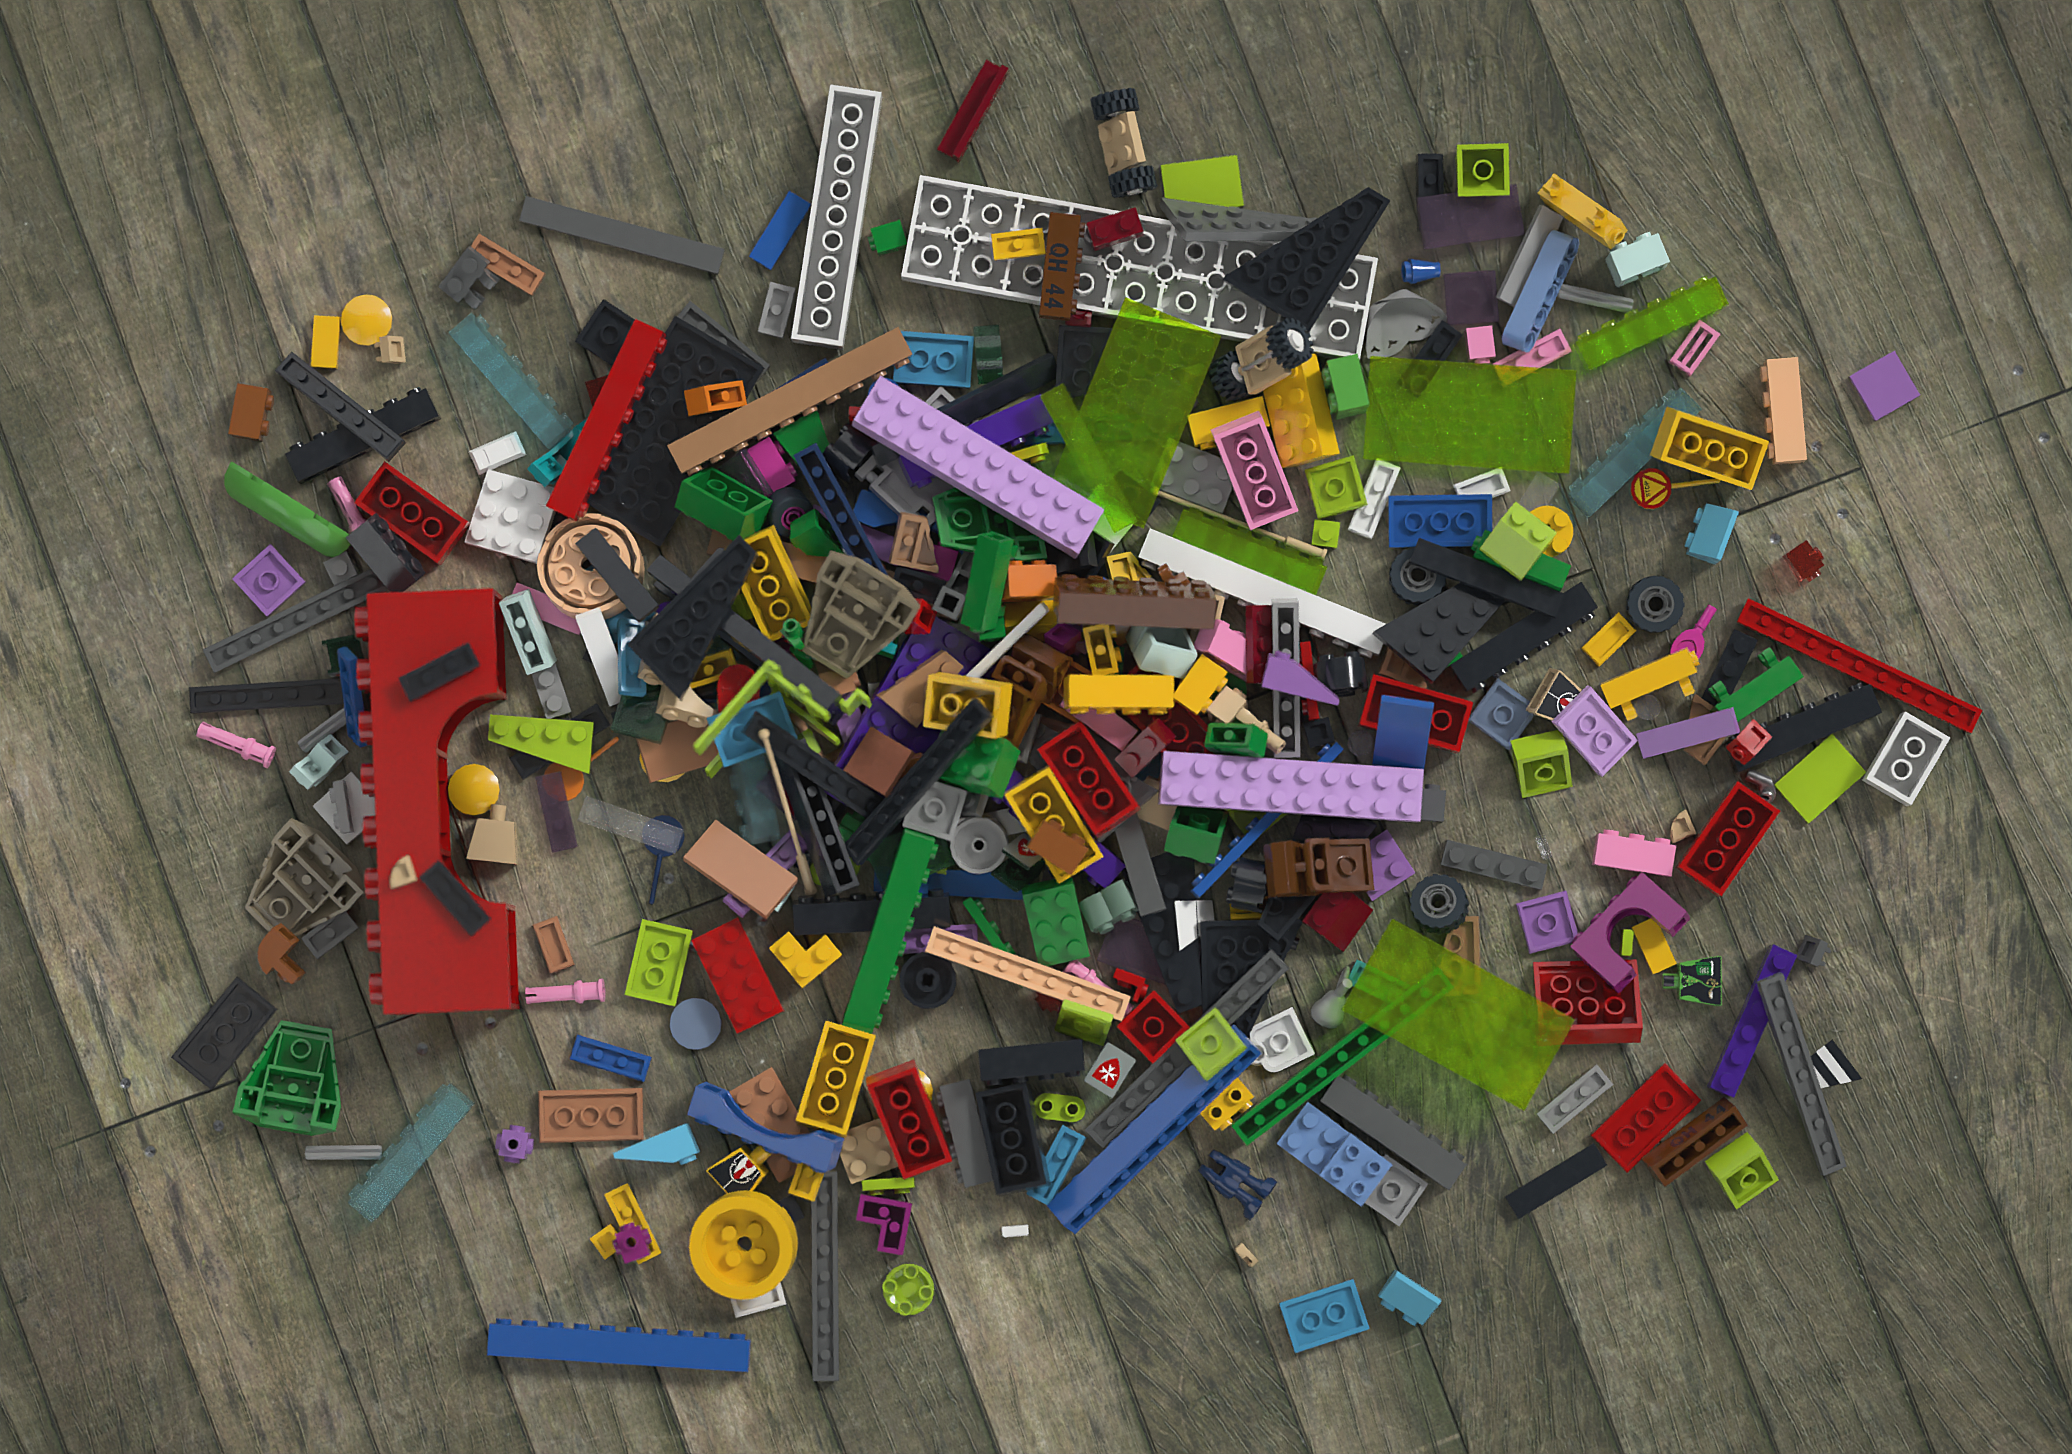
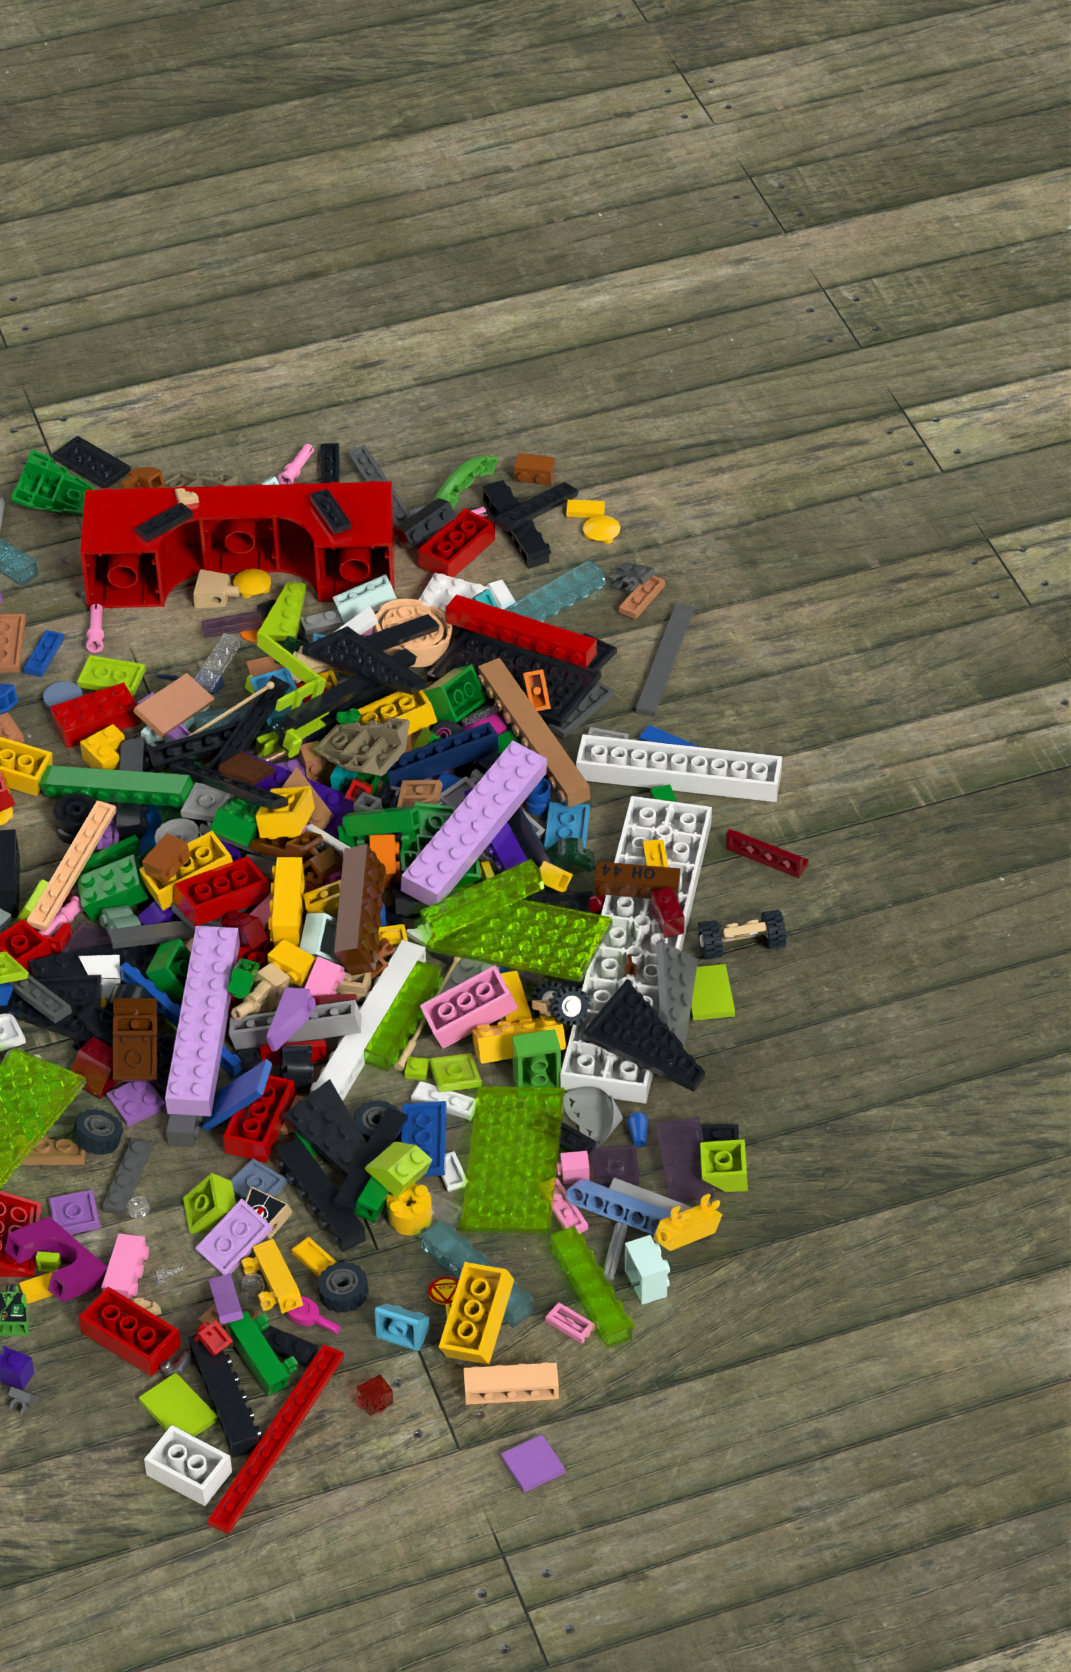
camera: 90 degrees right, 40 degrees down
(269, 580) = (413, 480): medium lavender plate -> none
(391, 350) = (578, 537): tan tile -> none
(553, 944) = (132, 624): nougat tile -> none
(1040, 372) = (555, 876): none -> yellow brick
(1197, 275) = (630, 967): none -> reddish brown hand
(1640, 812) = (162, 1275): none -> clear hand

